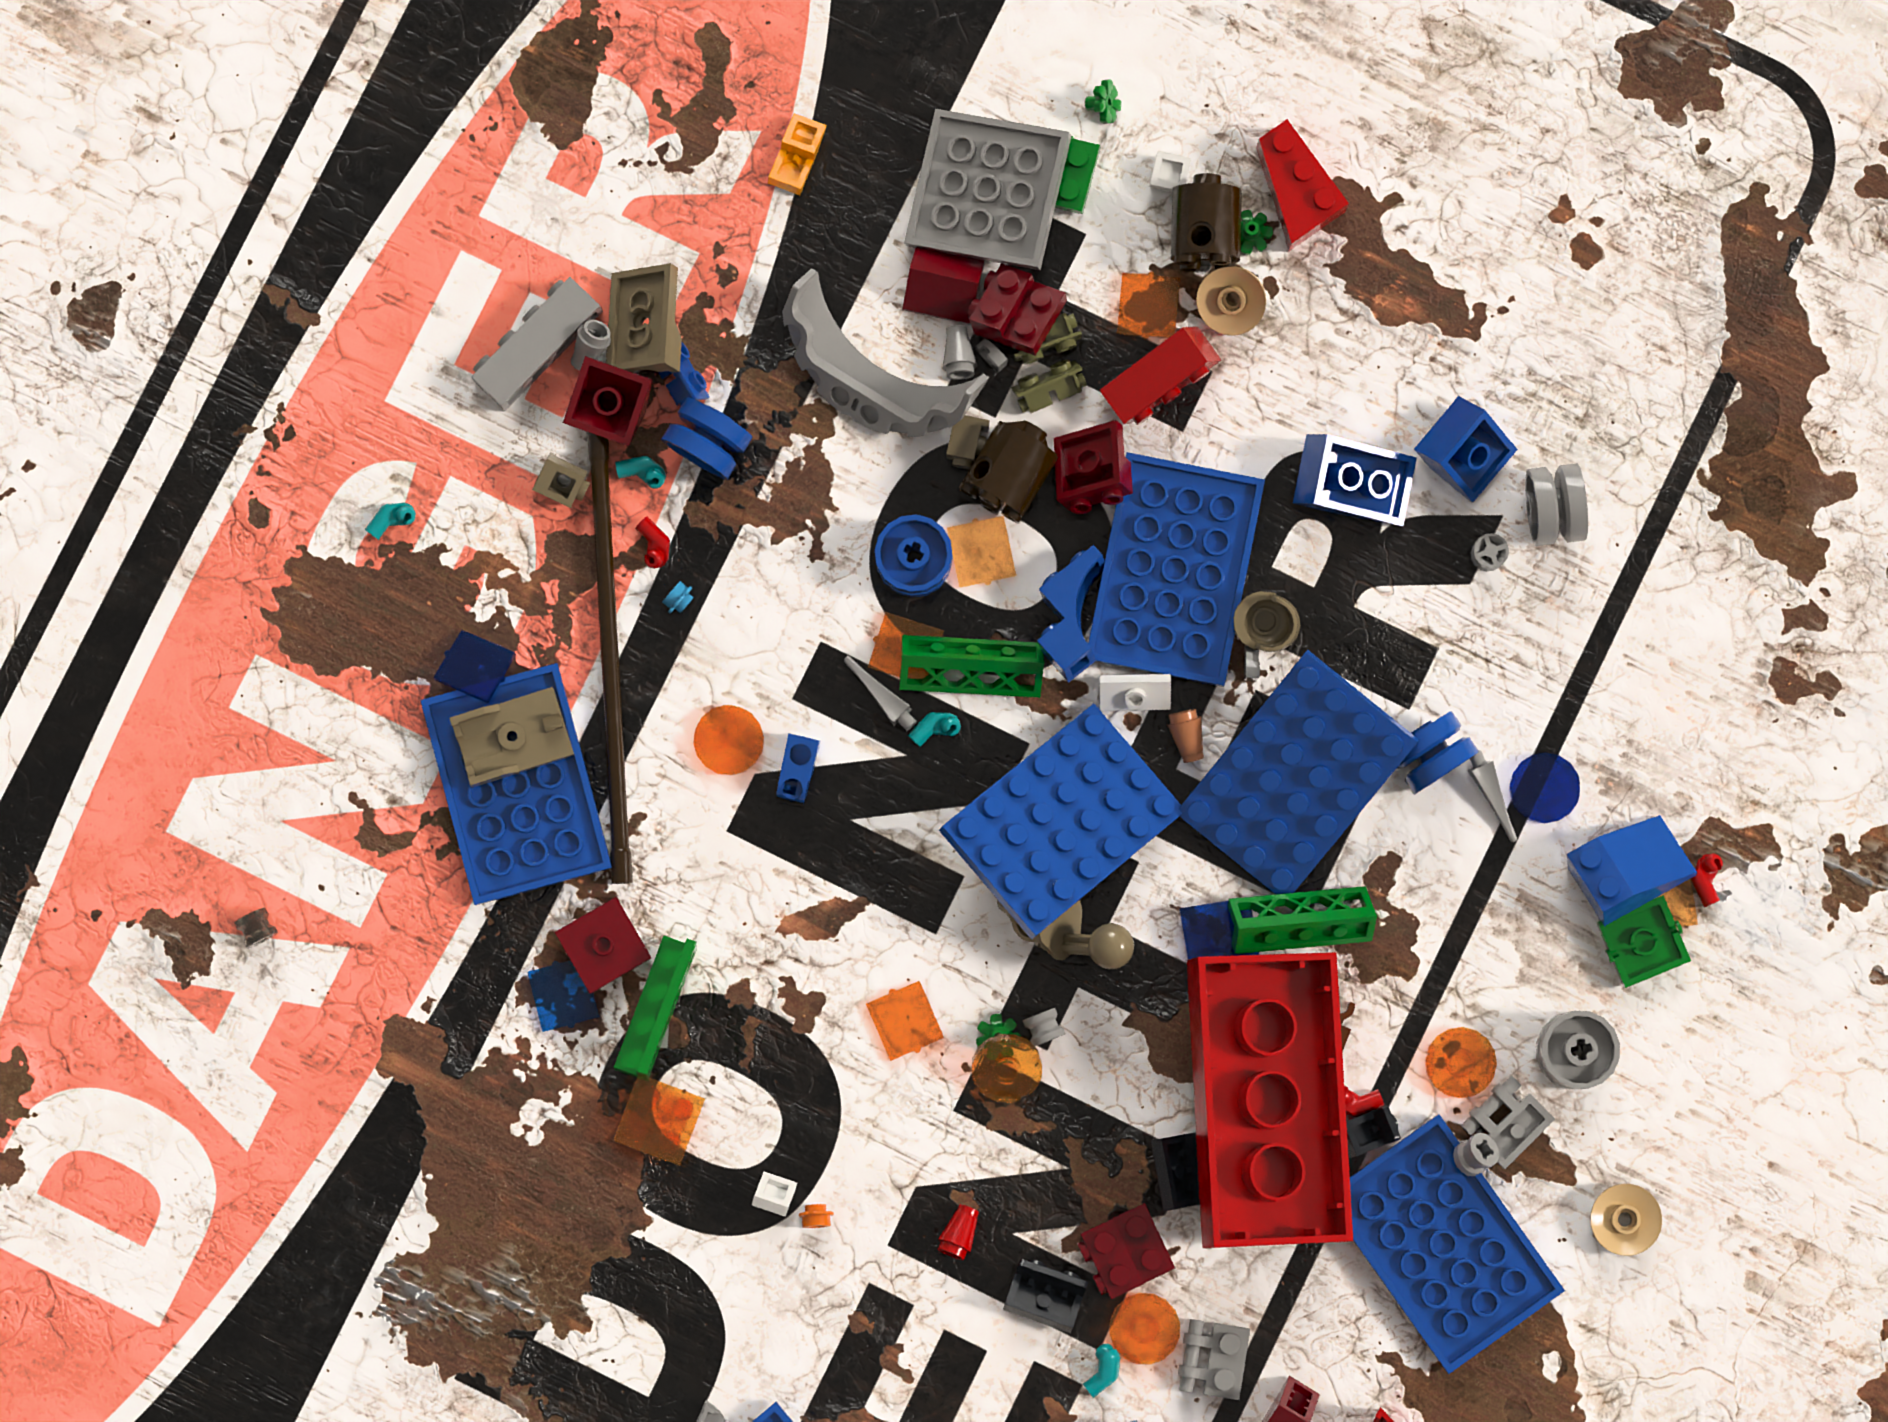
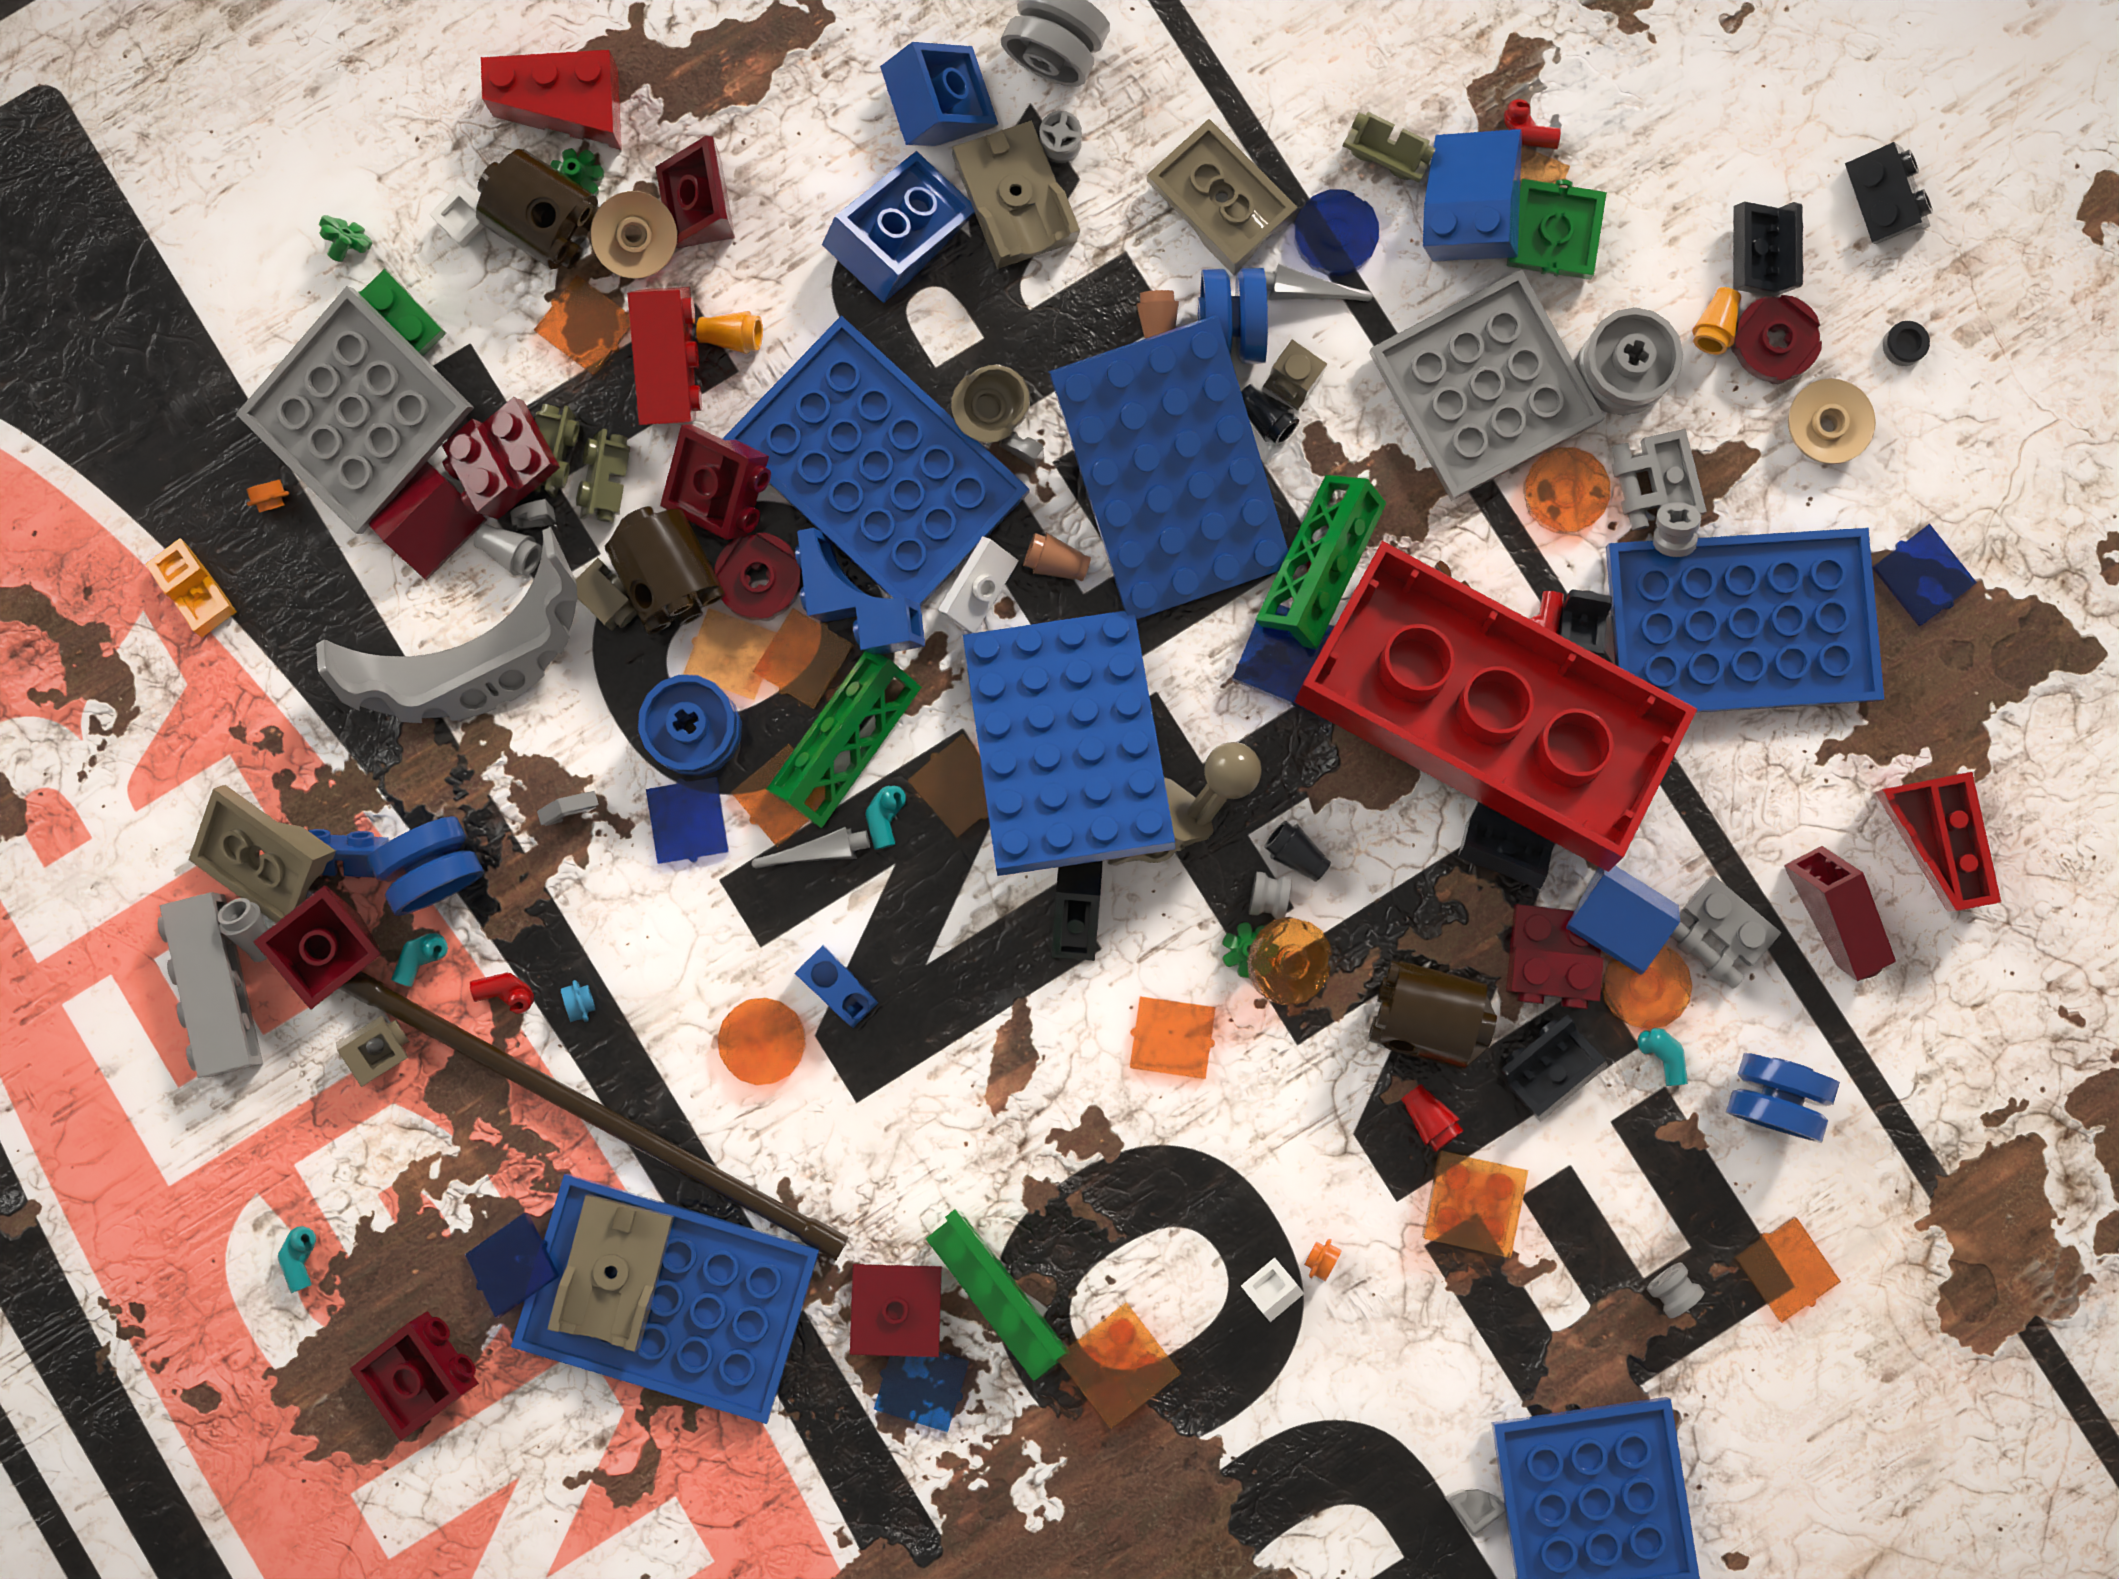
camera: 60 degrees left, 0 degrees up
(362, 648) = (415, 1374): none -> dark red plate
(806, 507) = (567, 806): none -> light grey tile
(848, 594) = (687, 820): none -> clear blue piece
(892, 165) = (267, 495): none -> orange plate
(918, 1298) = (1475, 1204): none -> clear orange plate
(950, 900) = (1077, 911): none -> black slope
(985, 761) = (954, 785): none -> clear orange piece
(1009, 603) = (803, 658): none -> clear orange piece
(1029, 1189) = (1433, 1015): none -> dark brown cylinder
(1060, 552) = (754, 552): none -> dark red plate
(1086, 1027) = (1297, 851): none -> black cone
(1181, 1282) = (1624, 918): none -> blue slope
(1206, 410) = (732, 331): none -> light orange cone
(1287, 325) = (696, 194): none -> dark red slope
(1381, 820) = (1268, 415): none -> black cone
(1403, 699) = (1157, 312): none -> nougat cone
(1407, 561) = (1011, 224): none -> dark tan piece
(1421, 821) = (1295, 374): none -> dark tan brick
(1500, 960) = (1486, 384): none -> light grey plate
(1521, 664) = (1213, 165): none -> dark tan piece
(1559, 1352) = (1924, 575): none -> clear blue piece
(1623, 771) = (1405, 157): none -> olive hinge
(1647, 1097) = (1717, 325): none -> light orange cone
(1678, 1132) = (1801, 337): none -> dark red plate
(1719, 1240) = (1906, 343): none -> black tile
(1723, 1099) = (1767, 248): none -> black bracket
(1821, 1163) = (1889, 192): none -> black bracket

